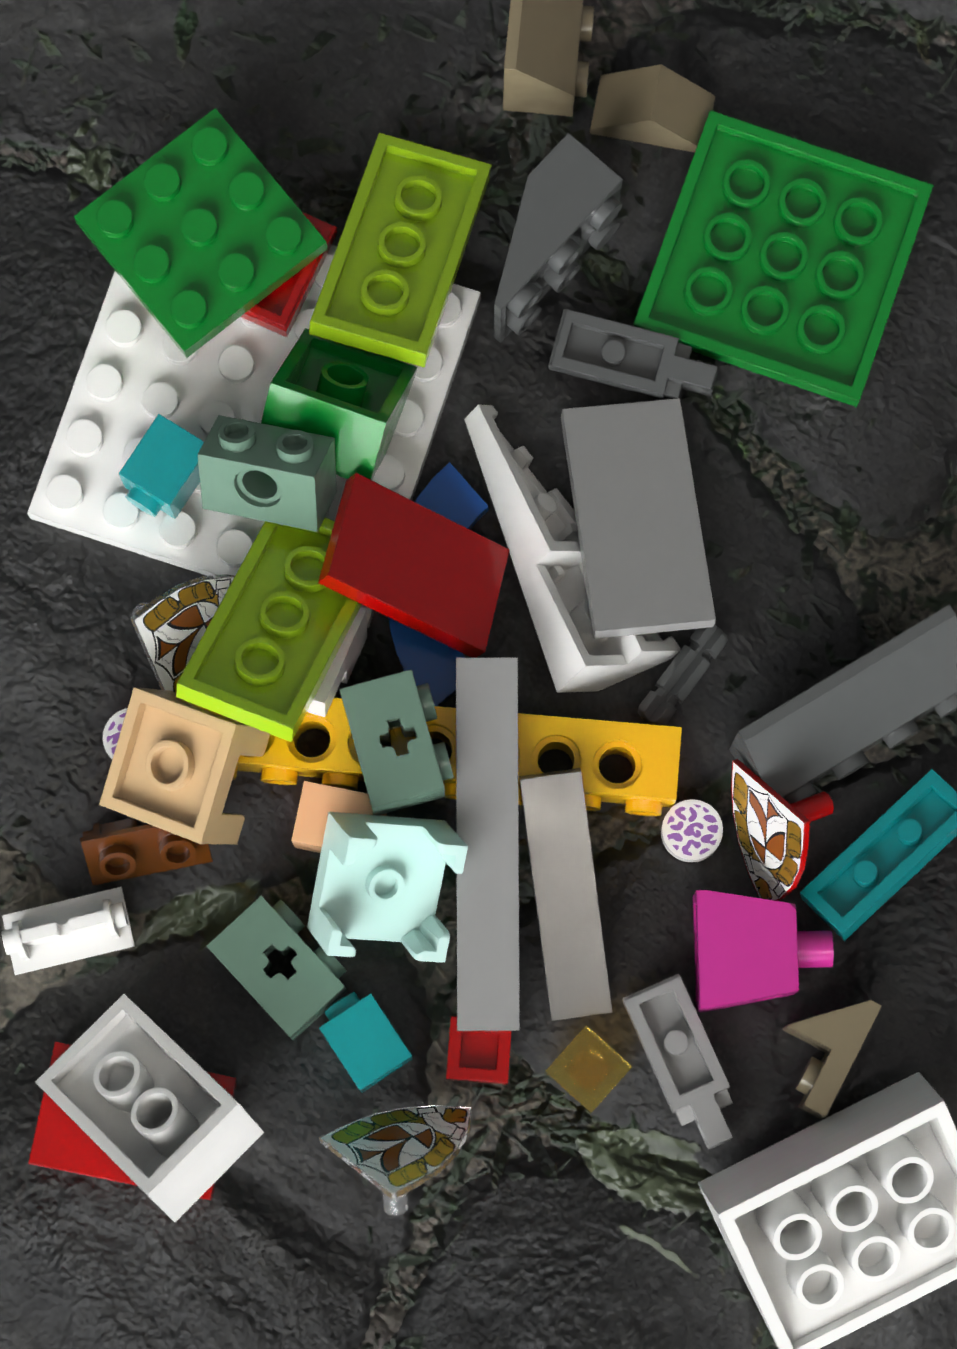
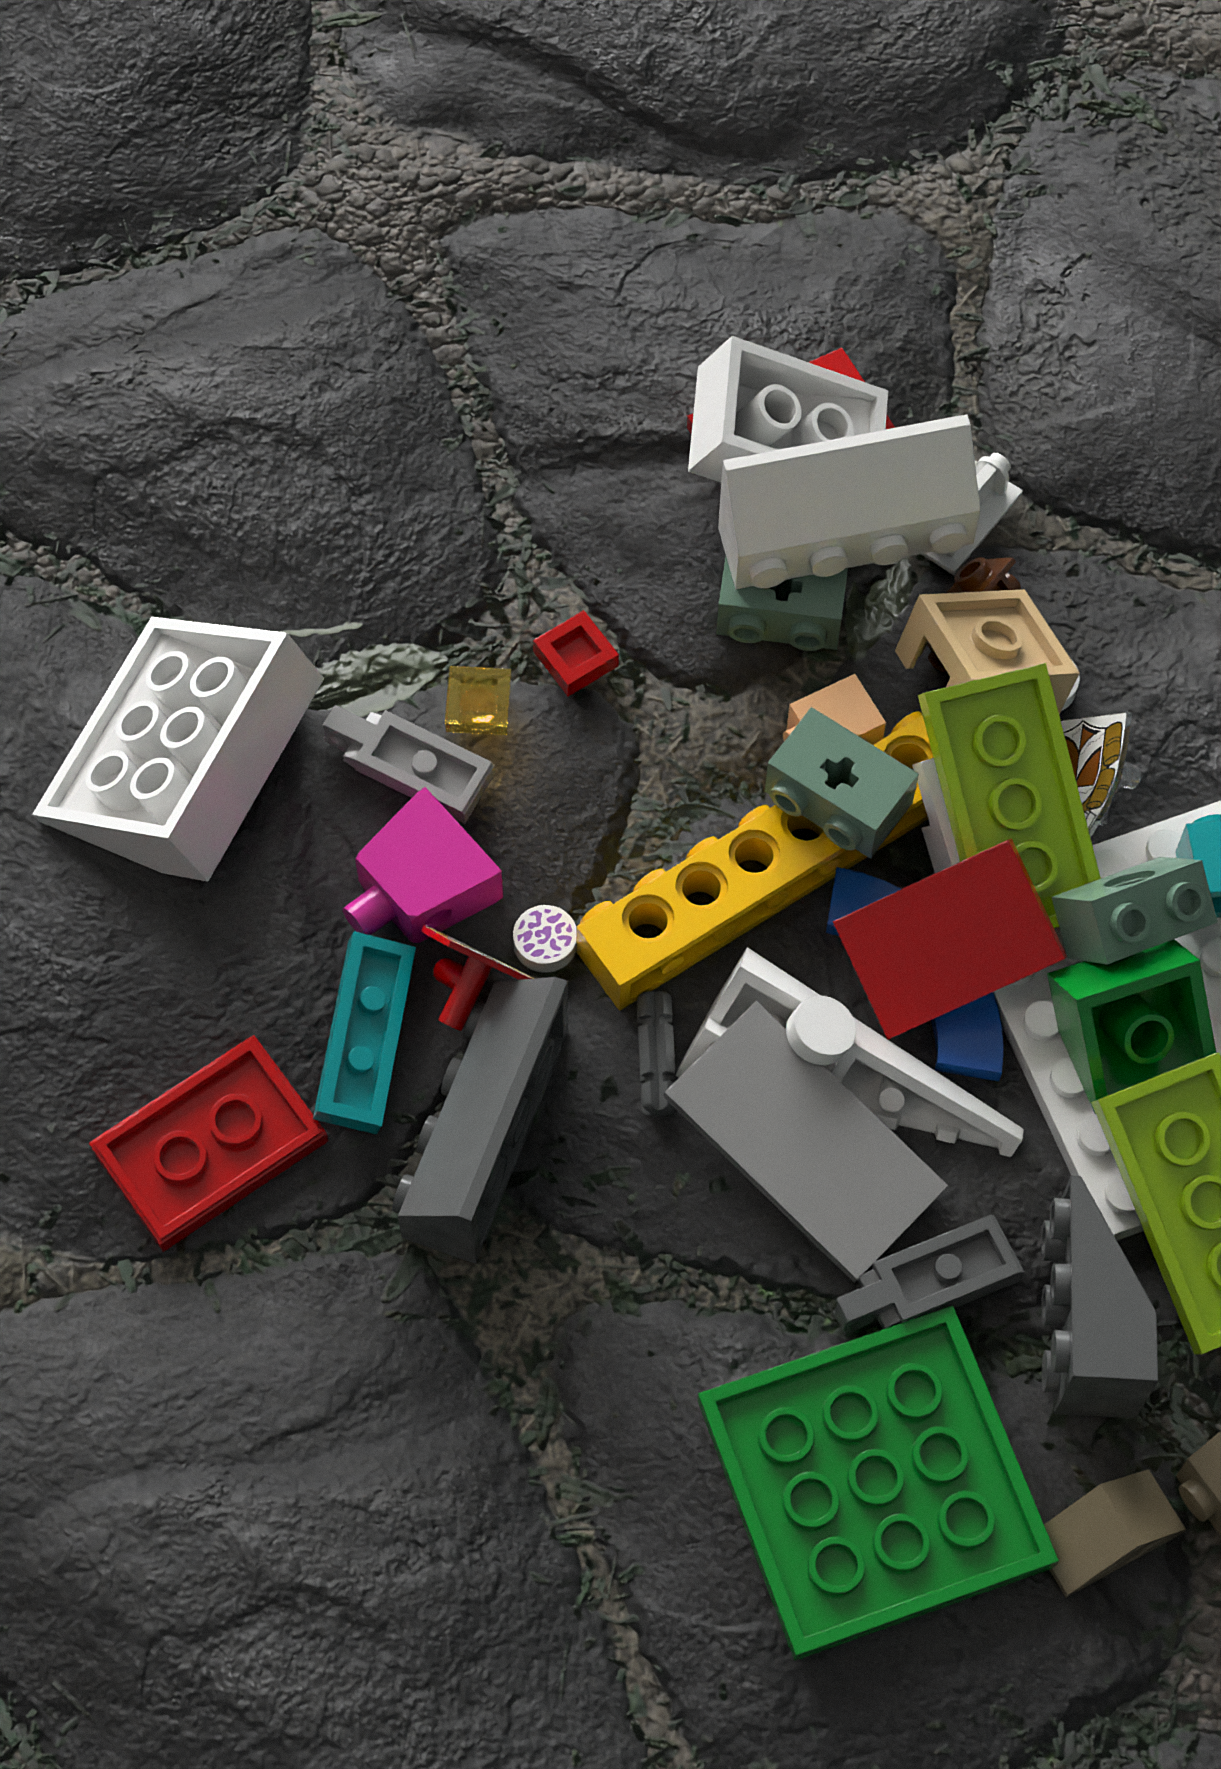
camera: 140 degrees right, 15 degrees down
(187, 960) = (849, 502): none -> white slope
(364, 1040) = (669, 594): teal brick -> none
(383, 883) = (756, 693): light aqua panel -> none
(401, 1147) = (575, 538): shield -> none
(490, 828) = (703, 781): light grey tile -> none
(565, 894) = (607, 800): tile -> none
(567, 572) = (821, 1030): none -> white tile
(841, 1038) = (298, 856): dark tan slope -> none

